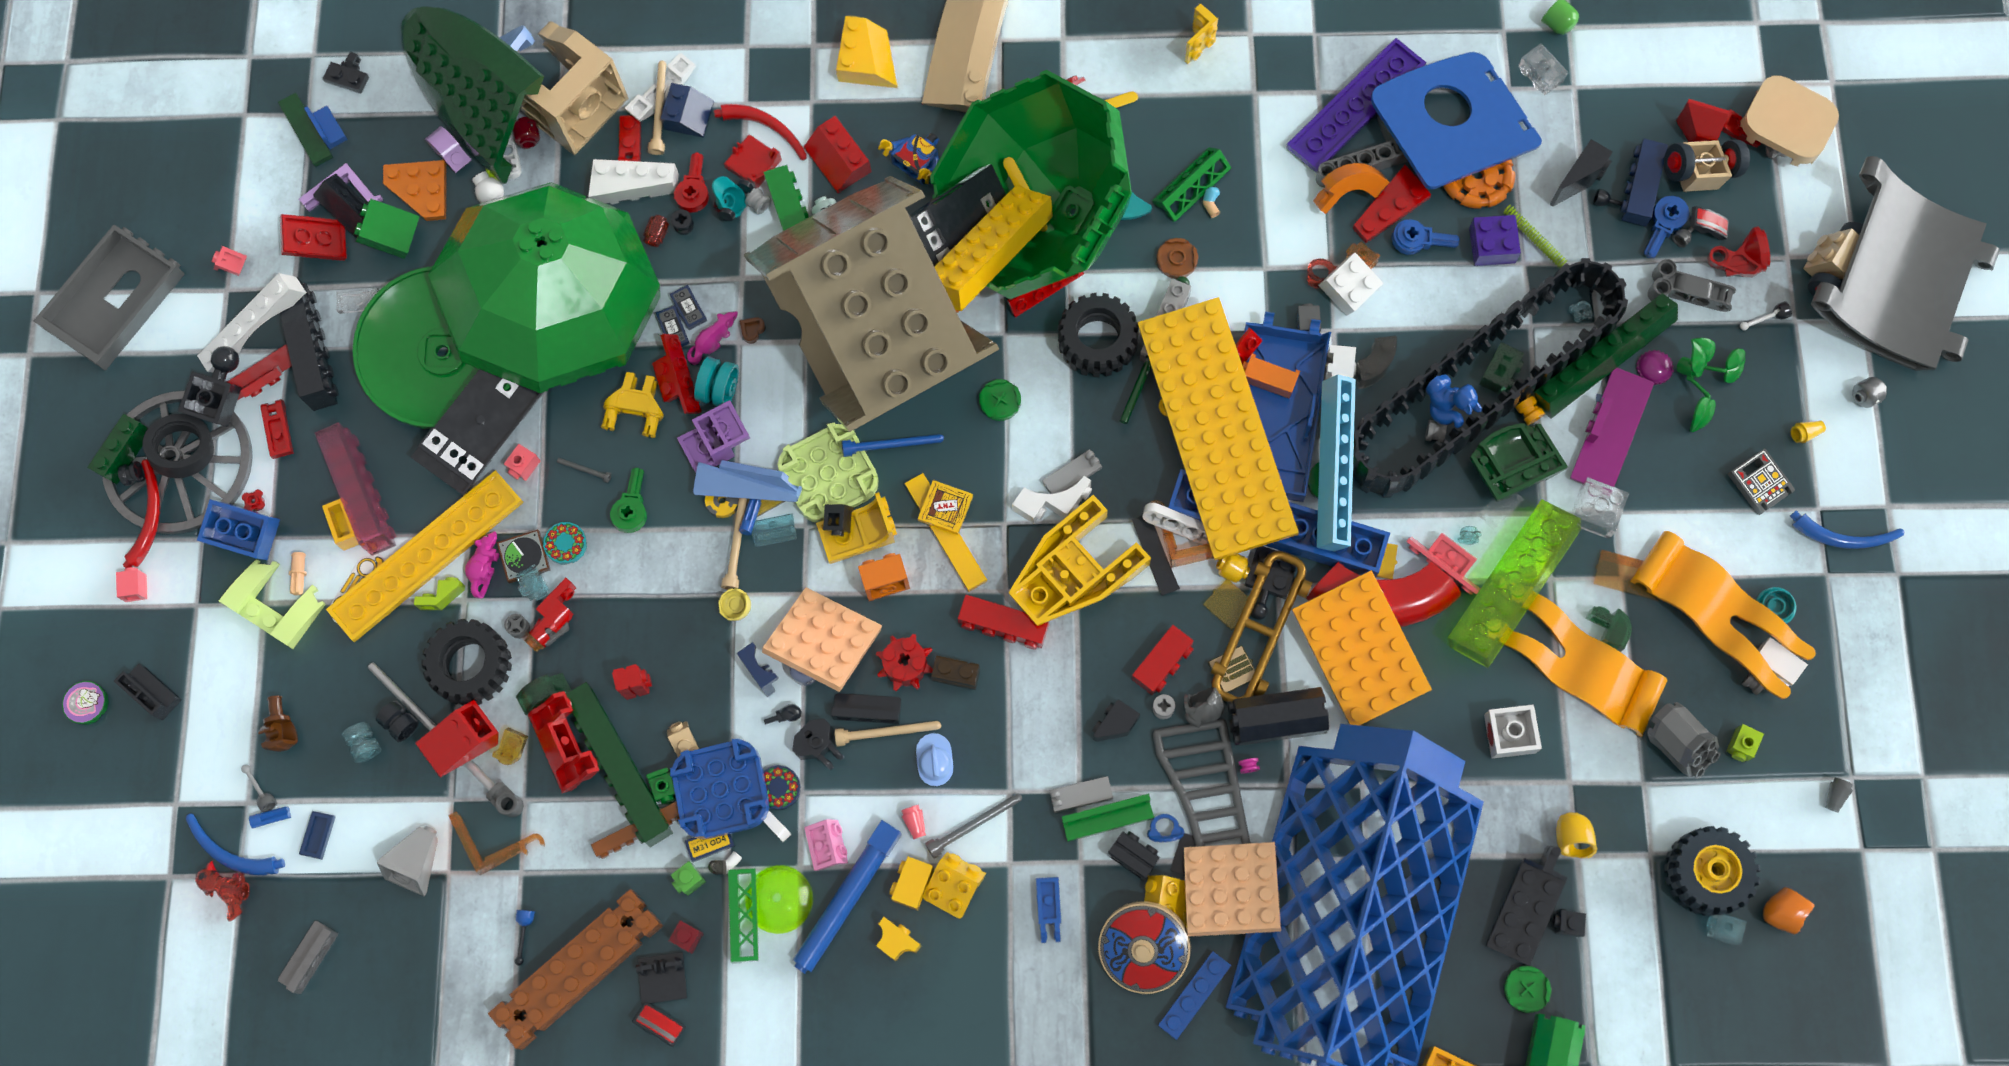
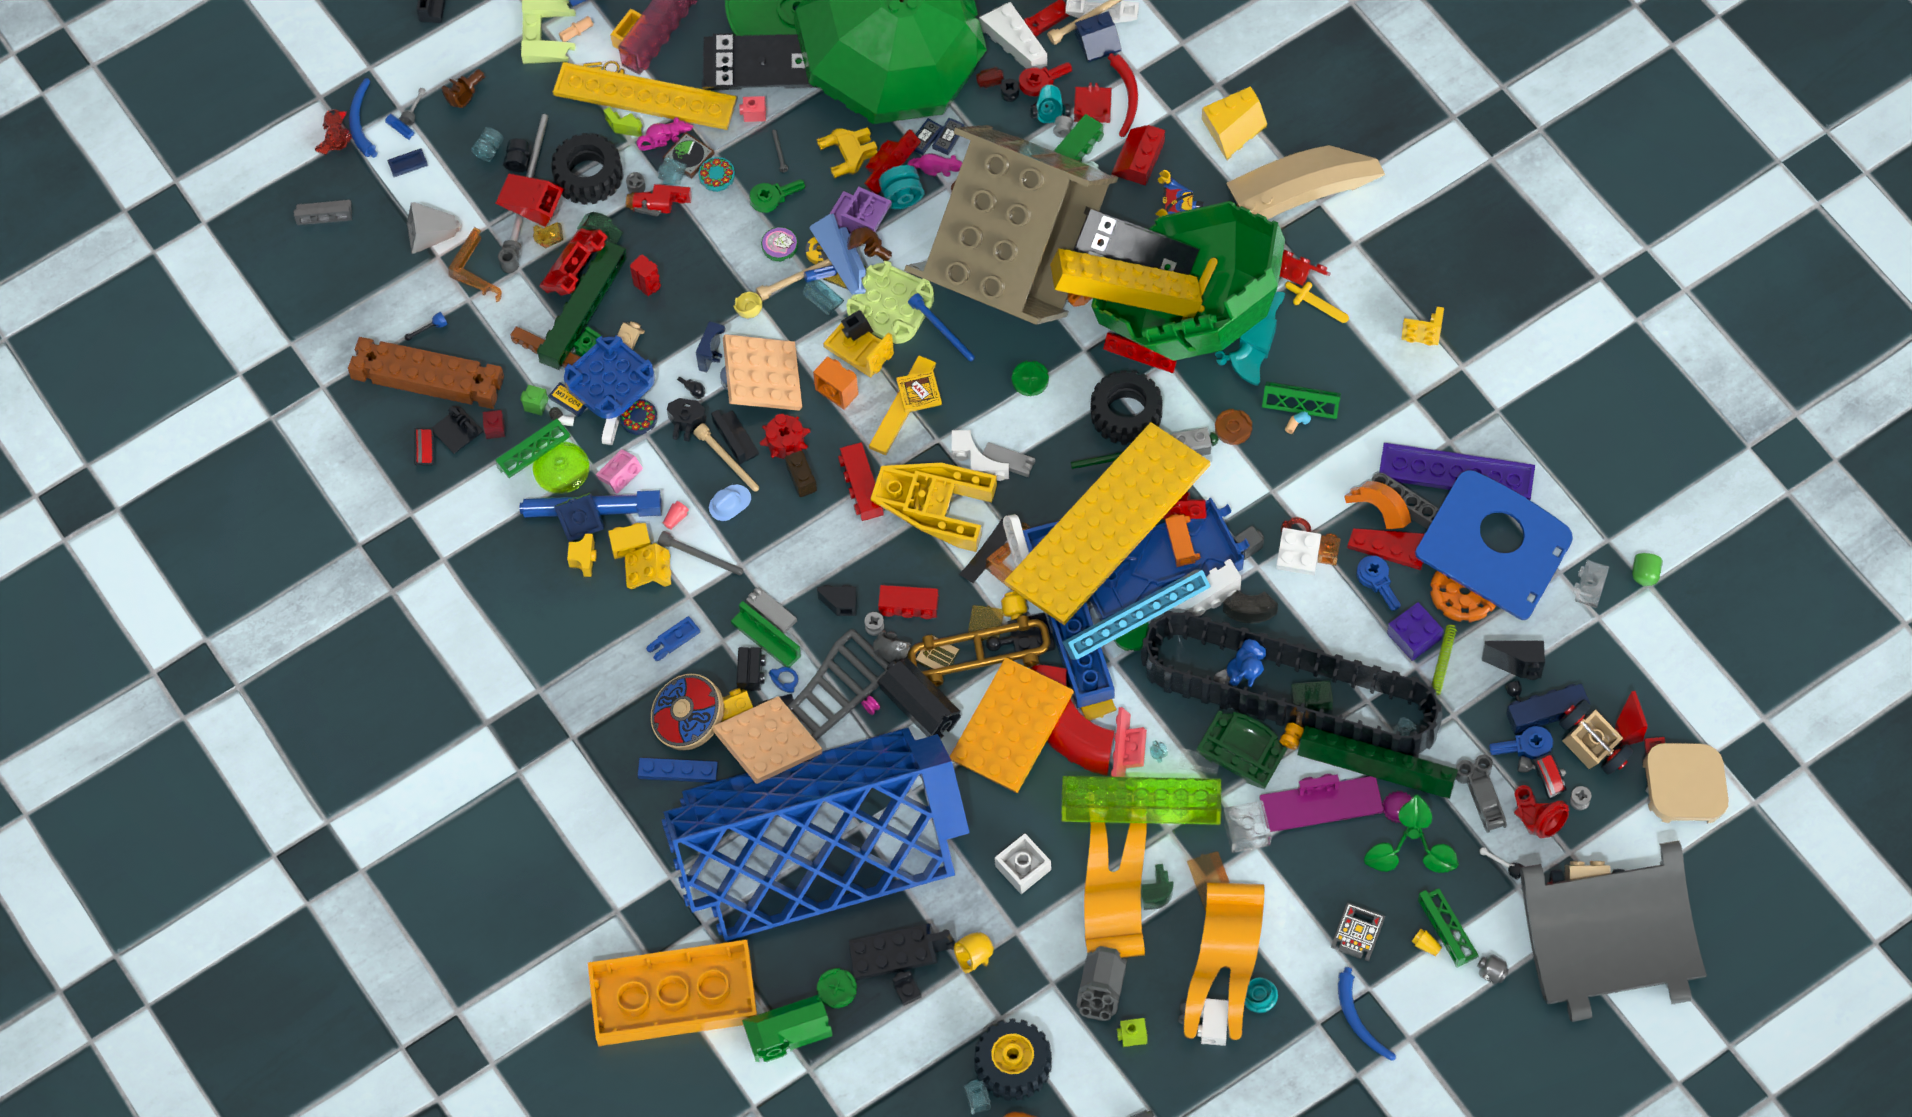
camera: 55 degrees right, 10 degrees down
(687, 533) = (779, 244): none -> tile
(754, 450) = (873, 243): none -> reddish brown piece
(855, 917) = (579, 517): none -> dark blue plate
(1745, 219) = (1578, 802): none -> light grey wheel
(1800, 408) = (1443, 929): none -> green fence

